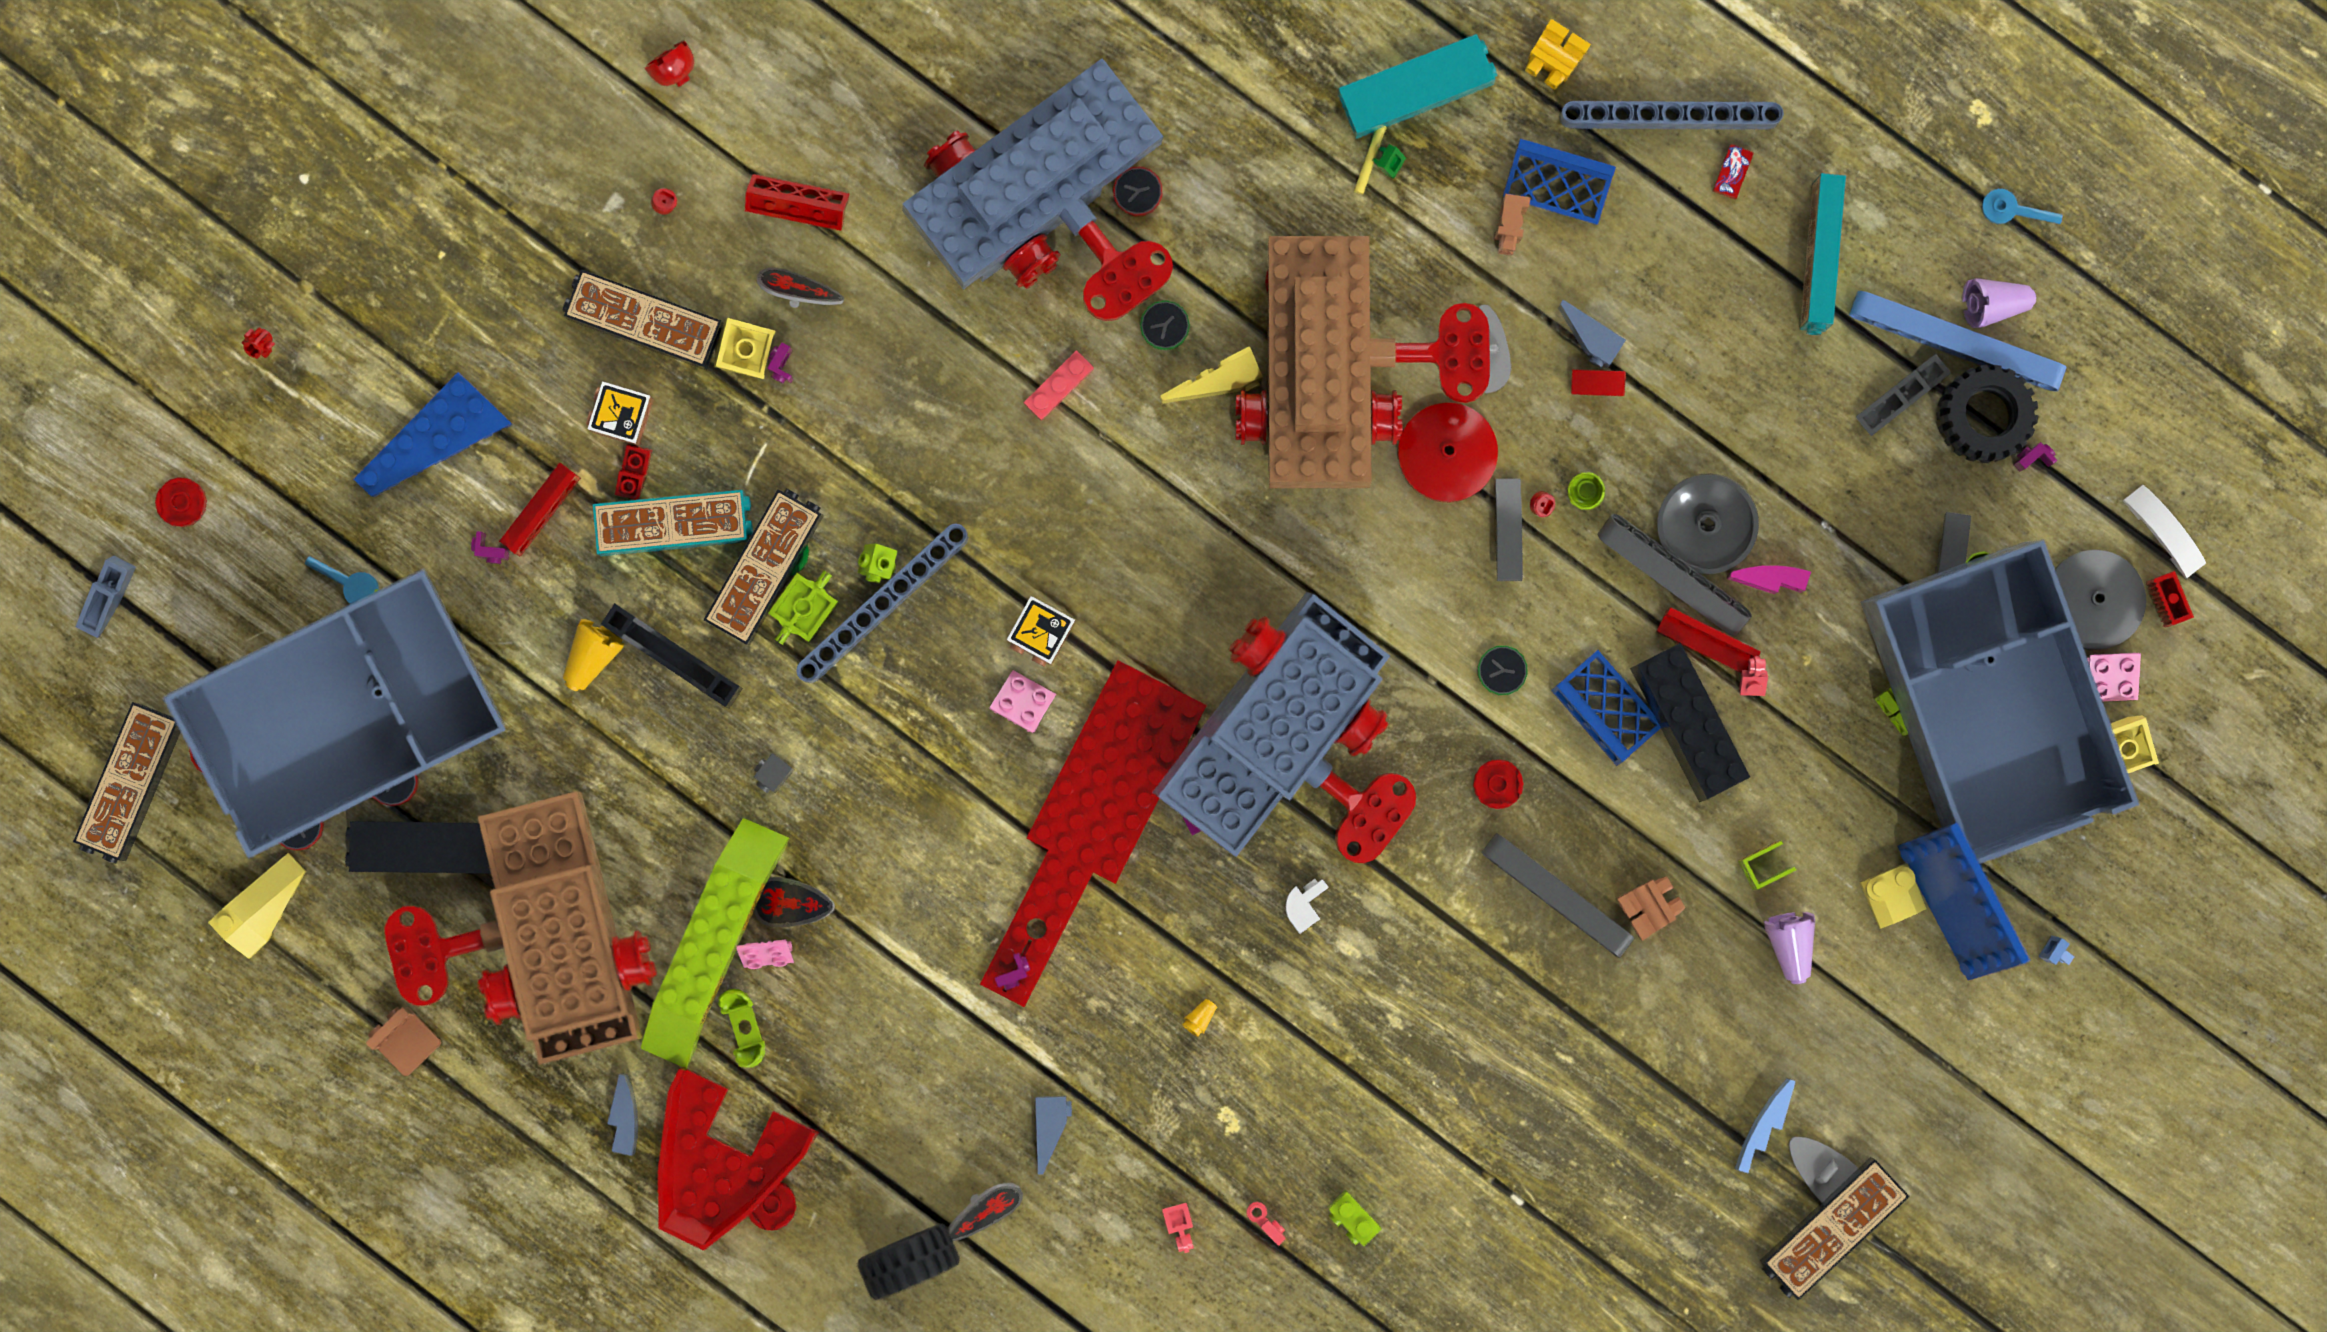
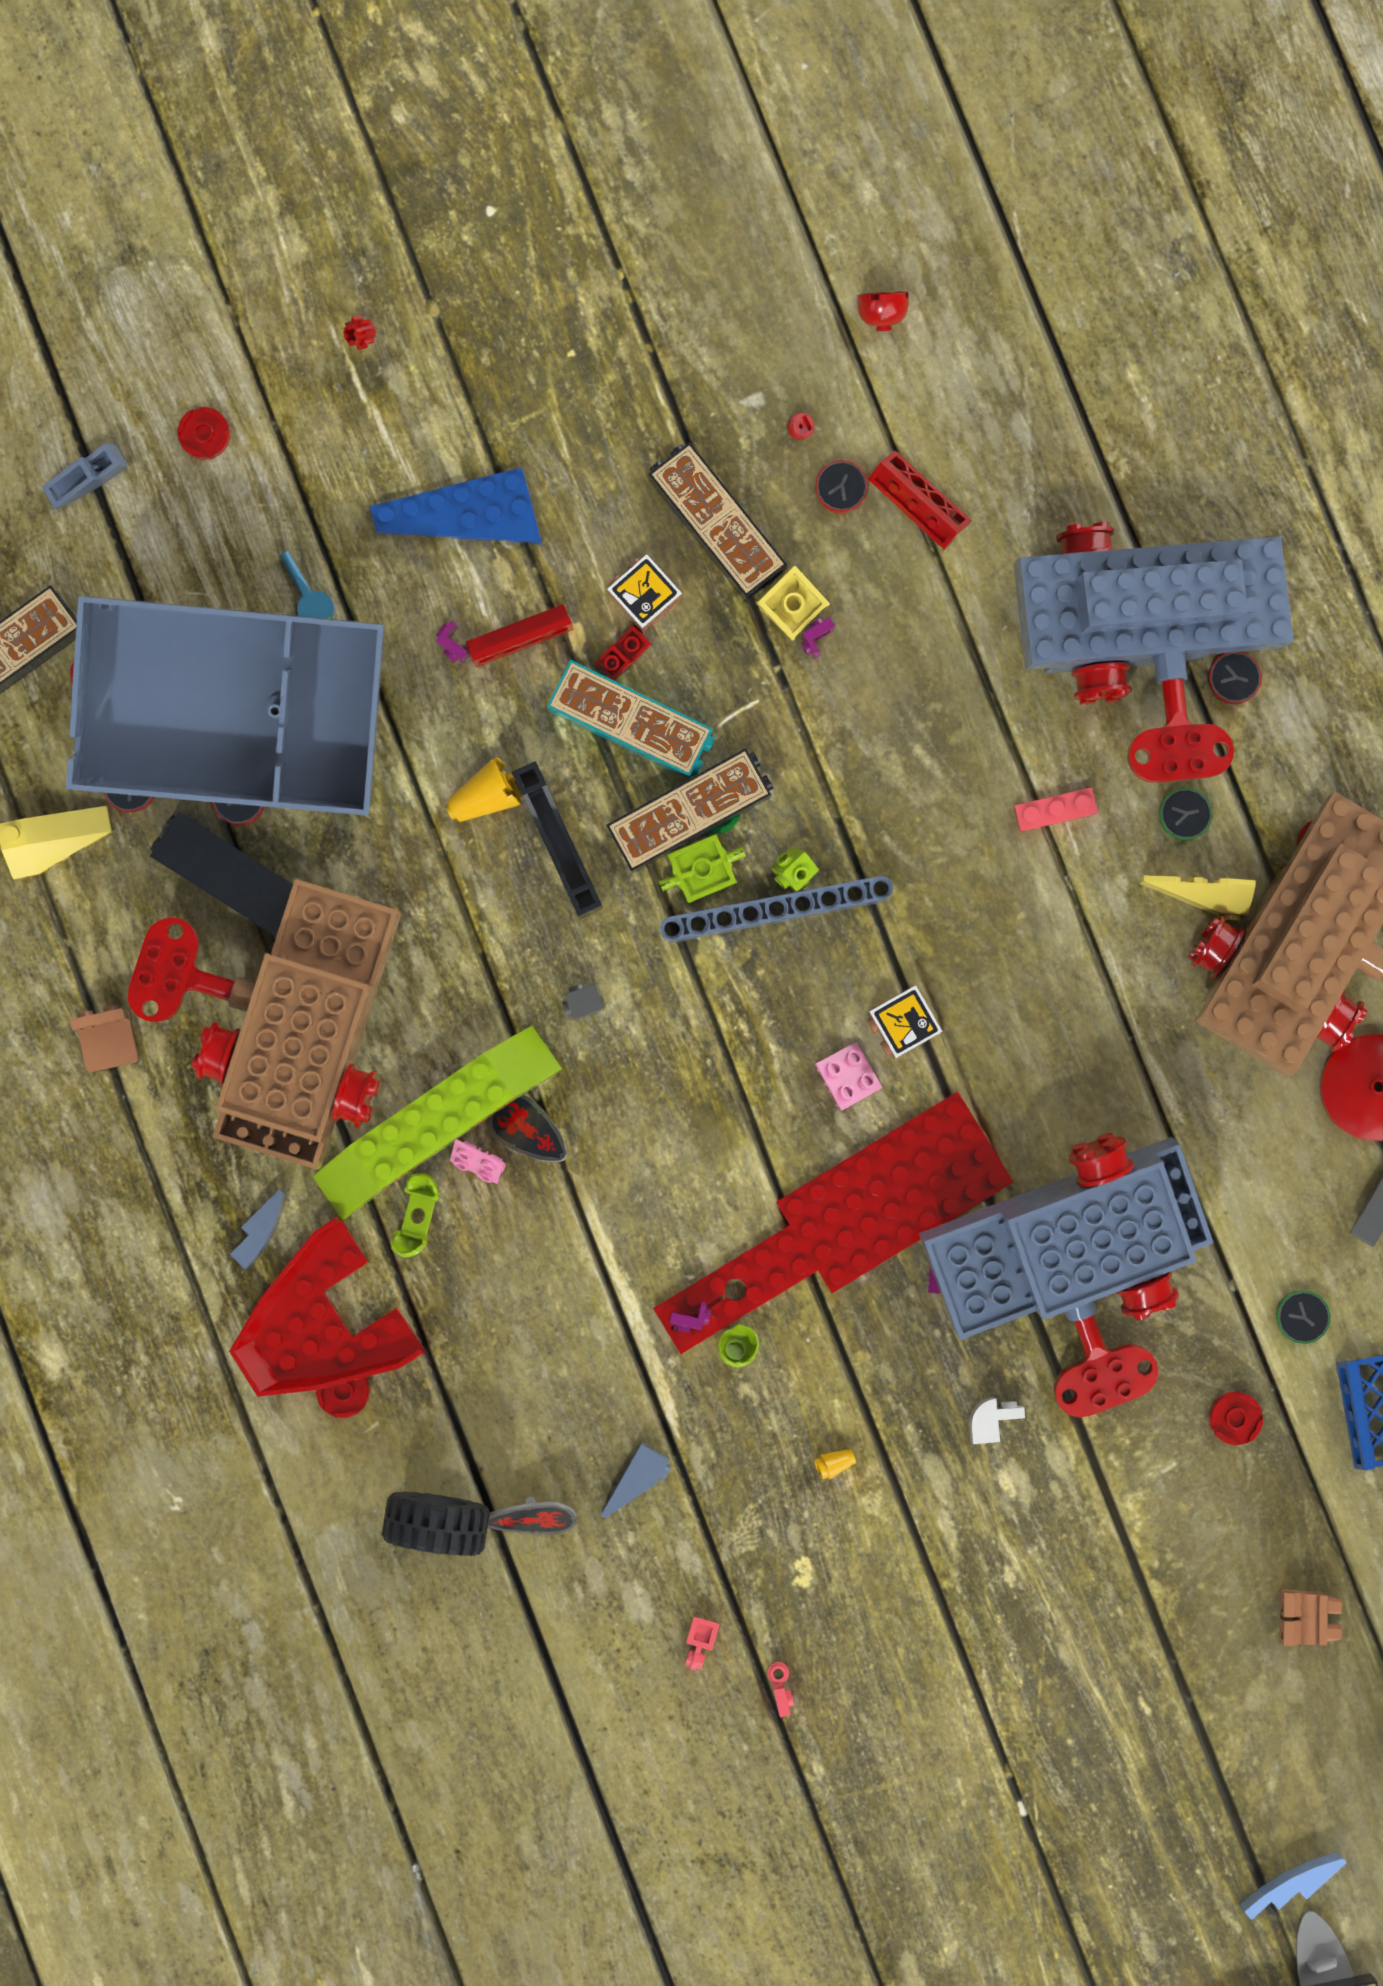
camera: 30 degrees right, 0 degrees up
(727, 230) = (841, 486): none -> black tile
(797, 287) = (873, 577): shield -> none
(1066, 972) = (738, 1346): none -> lime hair
(1351, 1214) = (864, 1734): lime brick -> none
(1558, 895) = (1229, 1554): dark grey beam -> none

